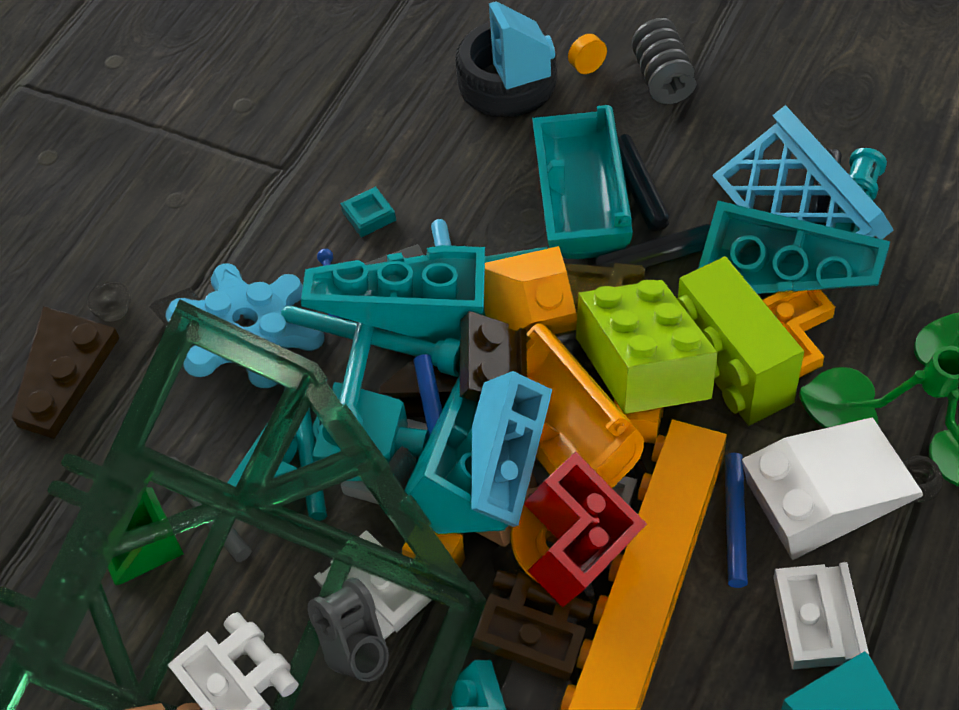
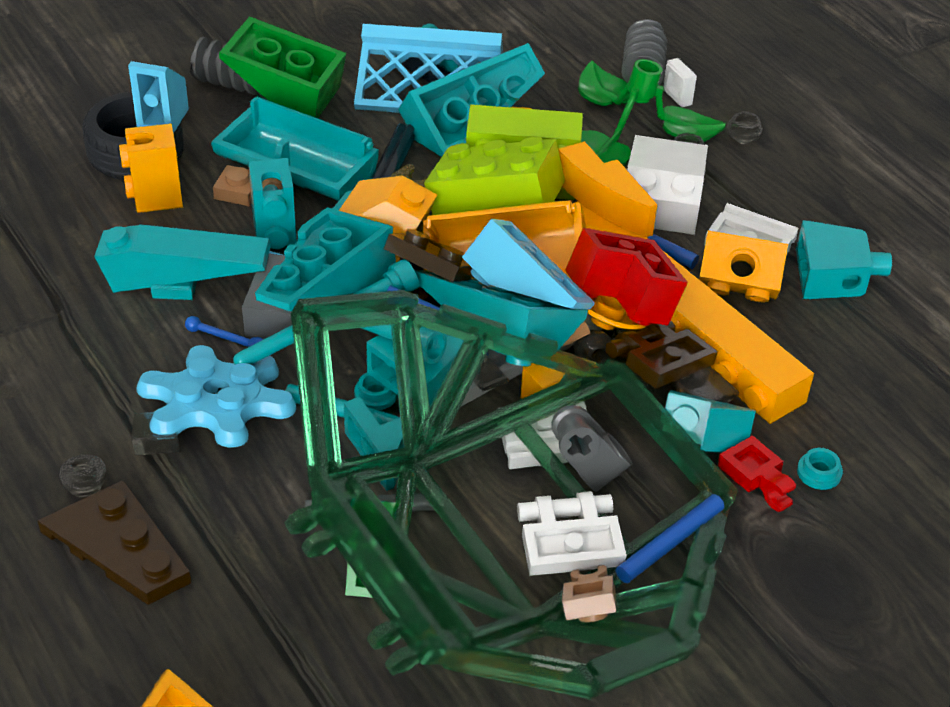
camera: 65 degrees left, 10 degrees down
(377, 188) = (165, 256): none -> teal wedge
(462, 106) = (153, 168): none -> light orange brick
(485, 207) = (272, 207): none -> teal brick
(521, 177) = (235, 185): none -> medium nougat plate
(682, 96) = (285, 66): none -> green slope
(722, 436) = (607, 189): none -> light orange slope
(766, 646) = (764, 257): none -> light orange brick

